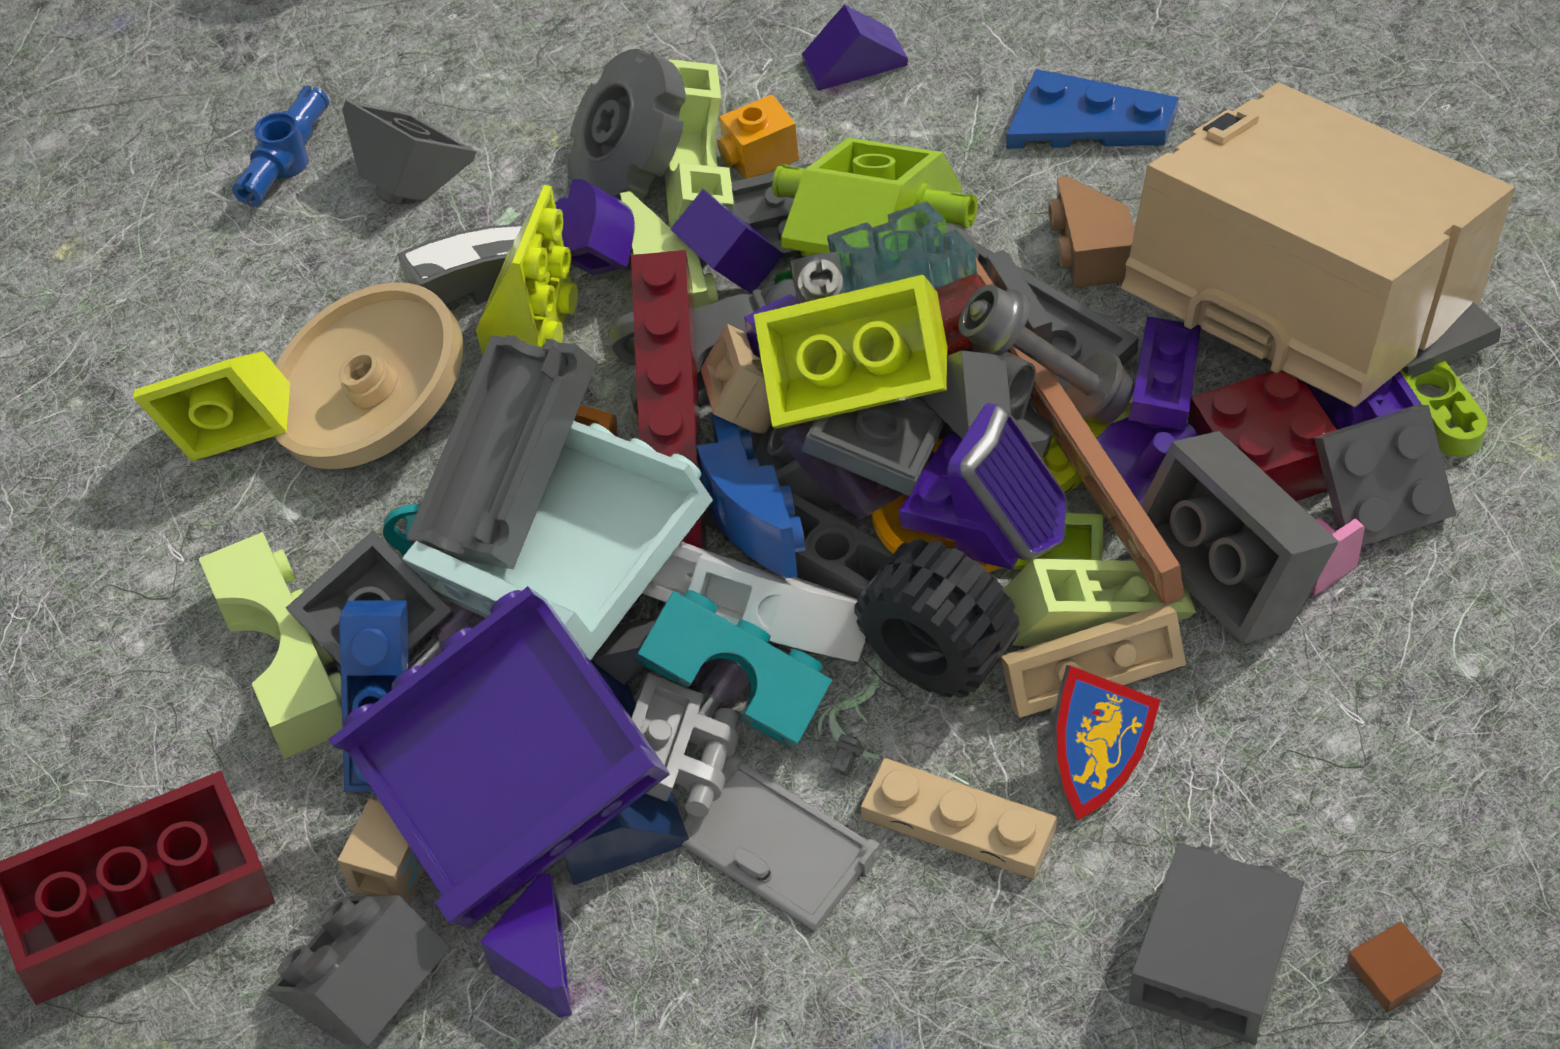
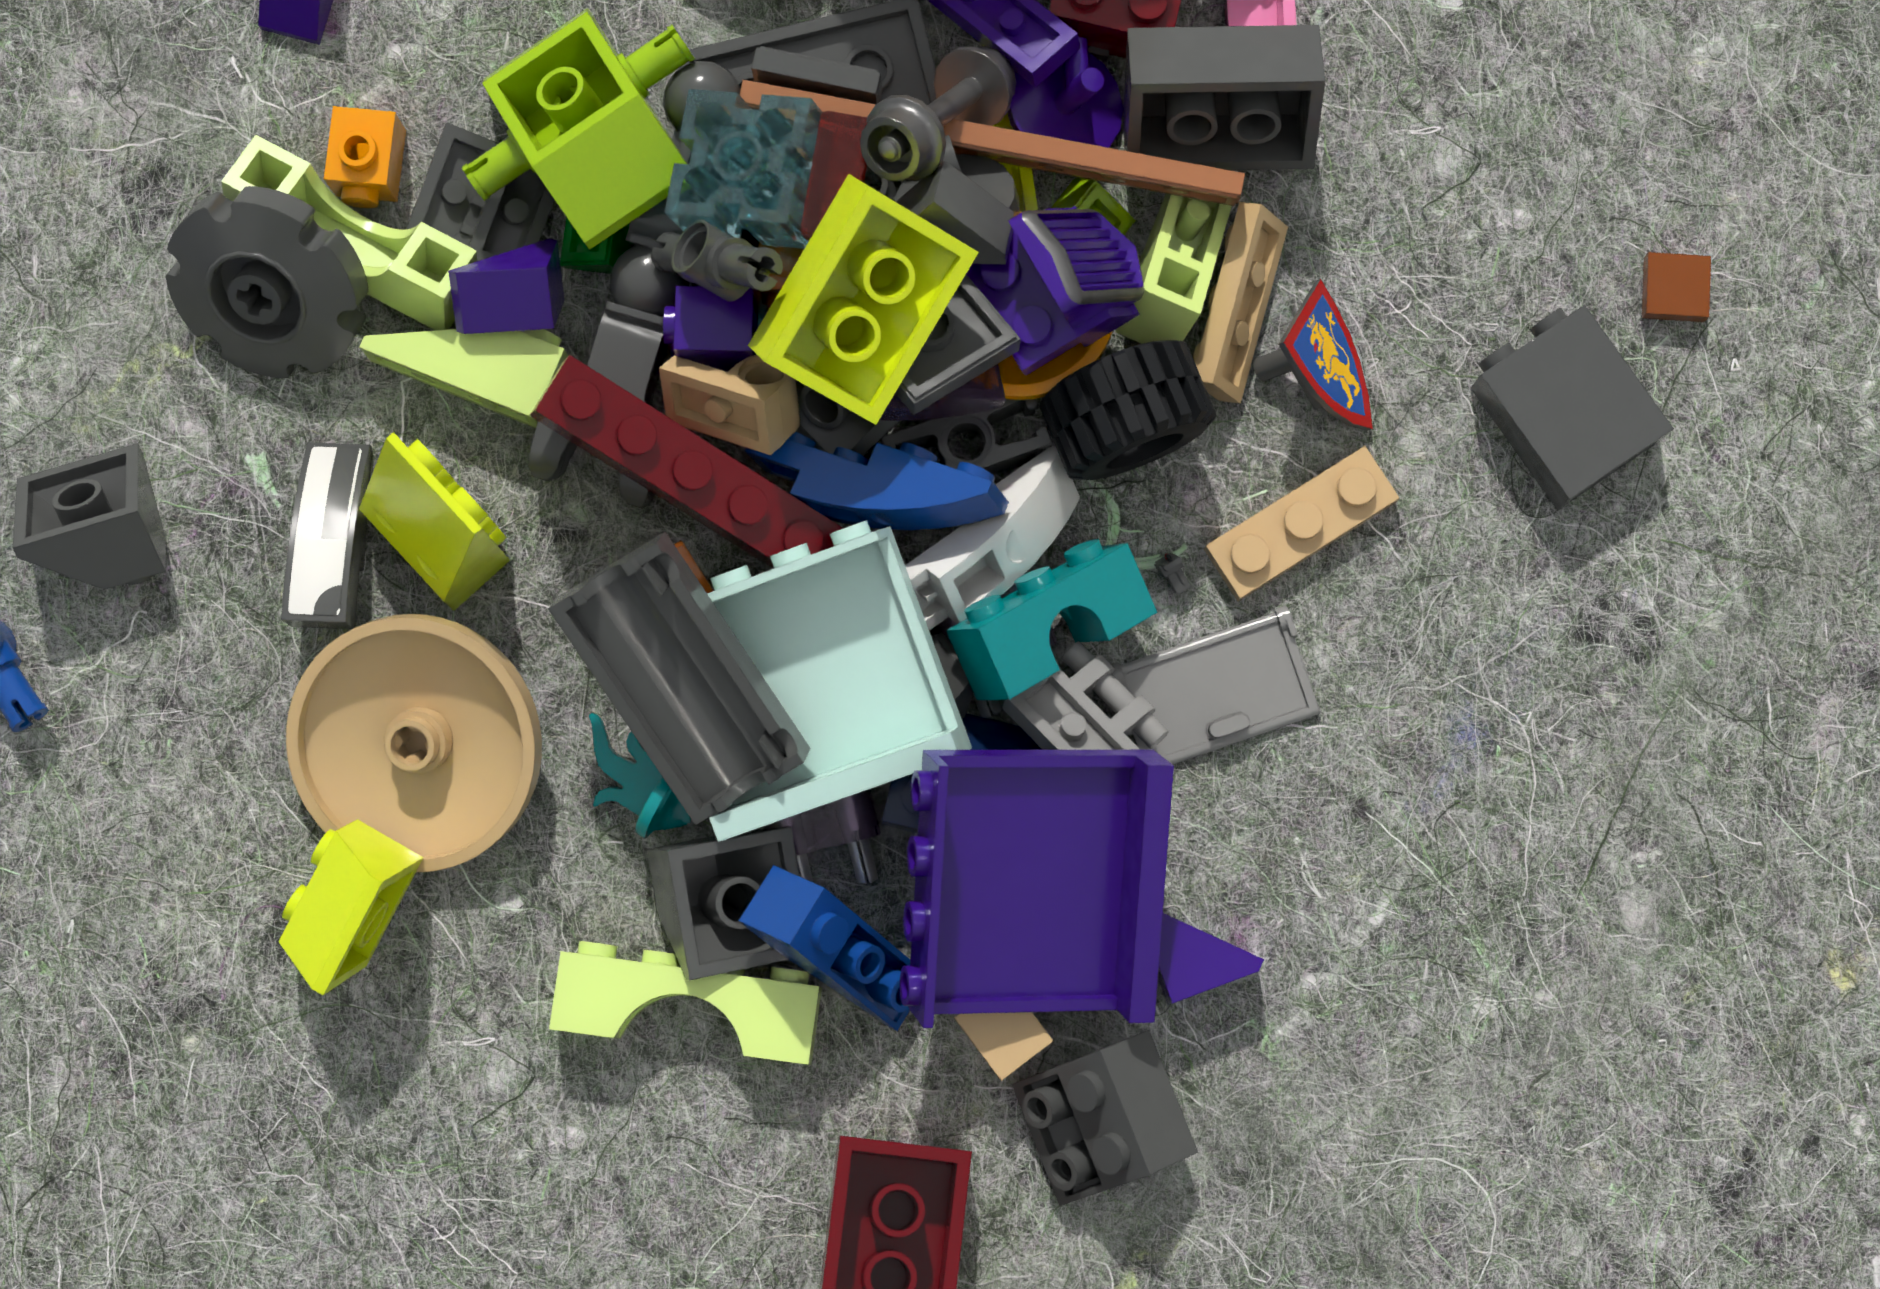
camera: 60 degrees left, 30 degrees up
(596, 228) = (386, 396): dark purple brick -> none

